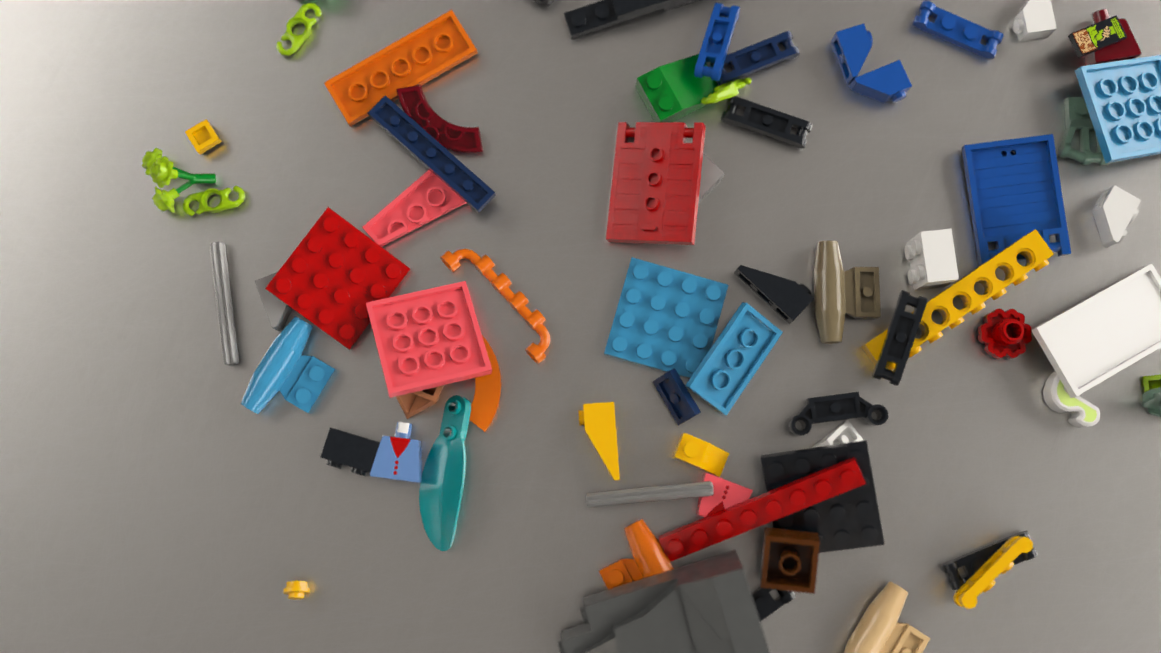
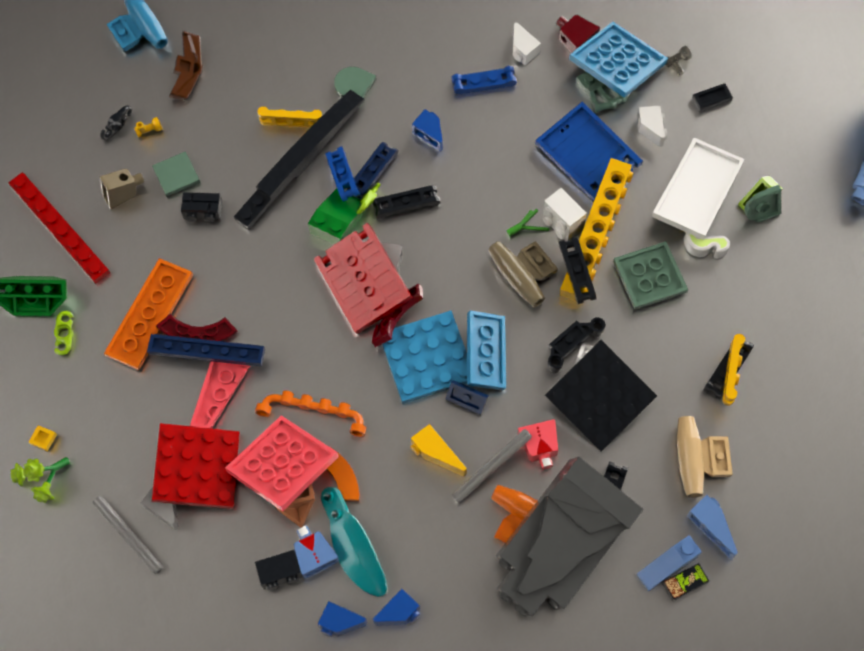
camera: 30 degrees left, 15 degrees down
(202, 199) = (66, 477): lime piece -> none
(287, 370) = (201, 548): dark azure plate -> none
(378, 548) = (339, 620): none -> blue slope
(445, 581) = (398, 611): none -> blue slope
(639, 259) = (385, 329): none -> dark red tile
(700, 454) = (505, 421): yellow slope -> none
(762, 509) = (567, 425): red plate -> none
(781, 294) = (488, 294): black slope -> none
(789, 560) = (606, 443): reddish brown brick -> none
(883, 83) = (461, 136): blue slope -> none
(884, 234) = (520, 226): none -> bright green plant
(980, 394) = (650, 275): none -> sand green plate
(1004, 333) = (639, 231): red plant -> none
(1097, 36) = (567, 33): tile -> none

